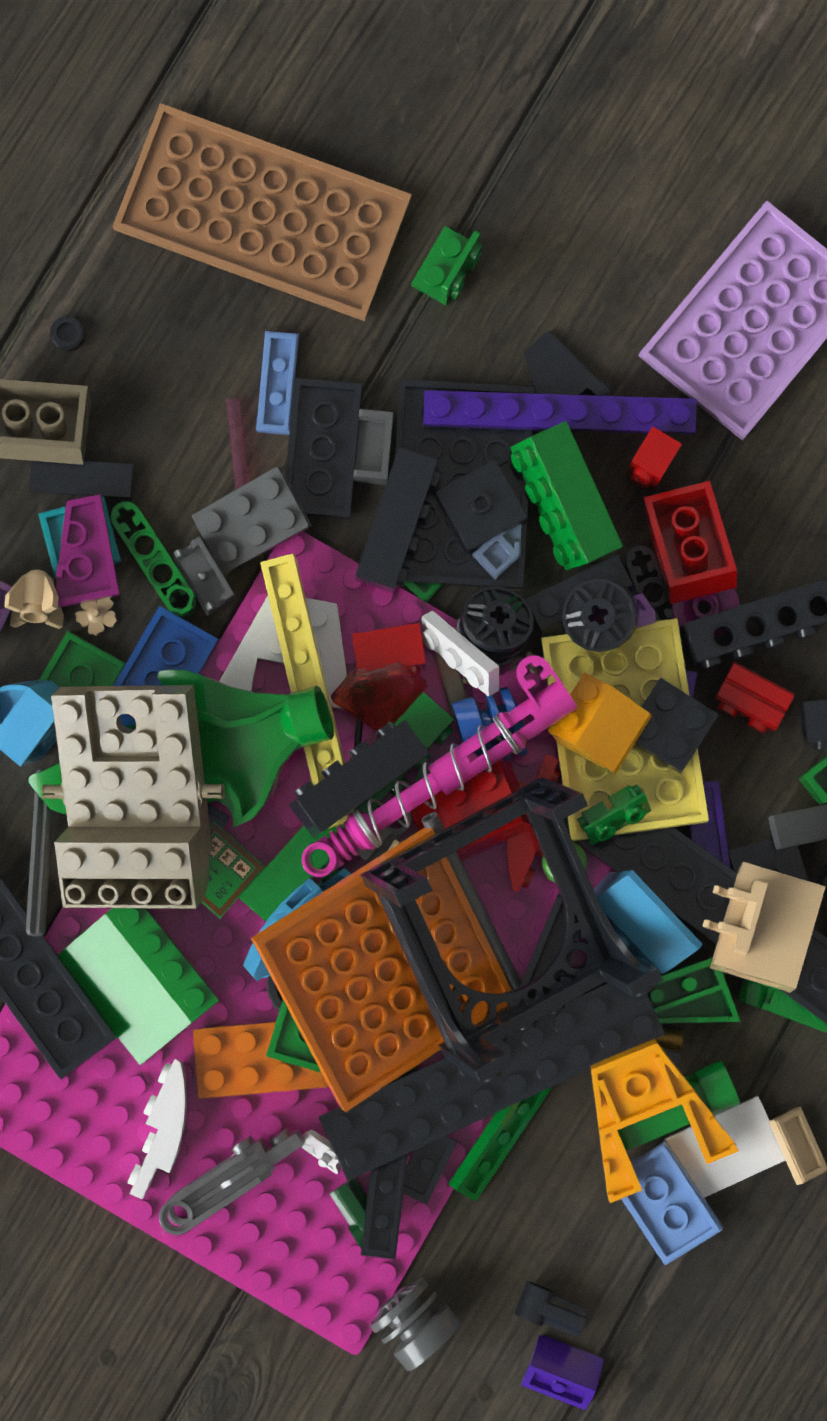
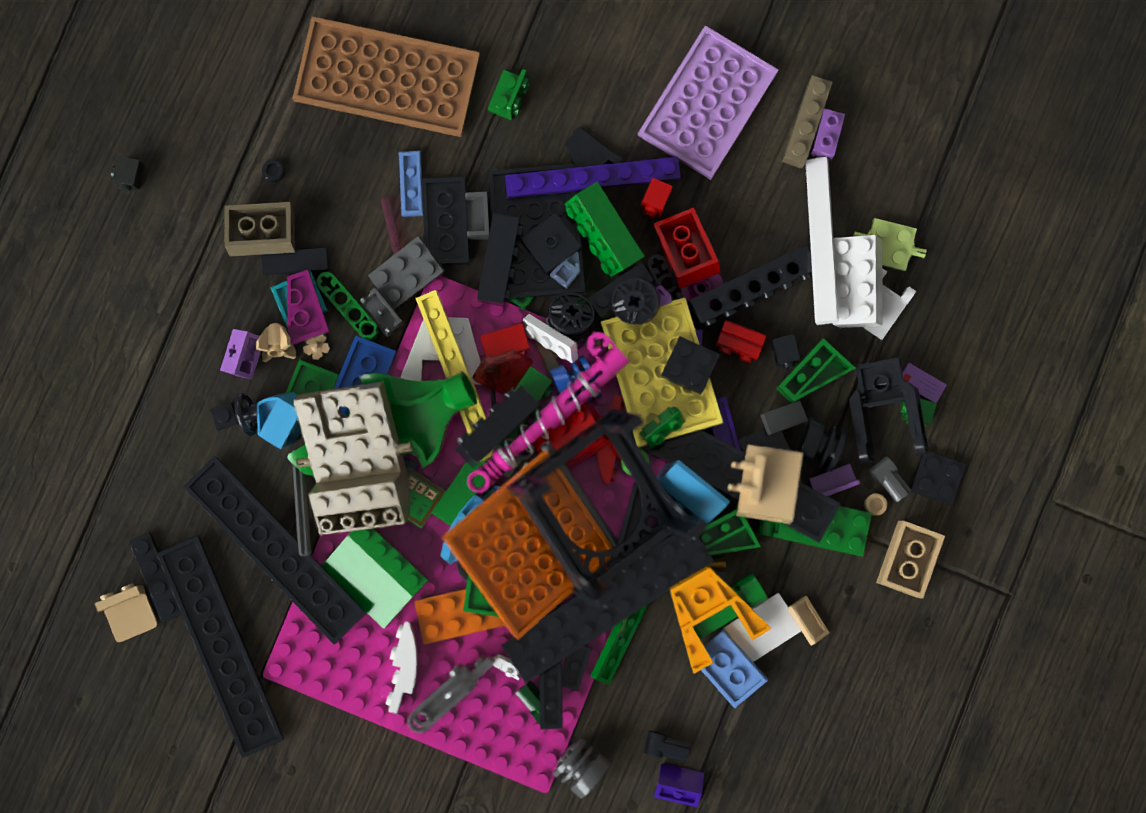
camera: 10 degrees left, 0 degrees up
(602, 725) = (647, 370): light orange slope -> none

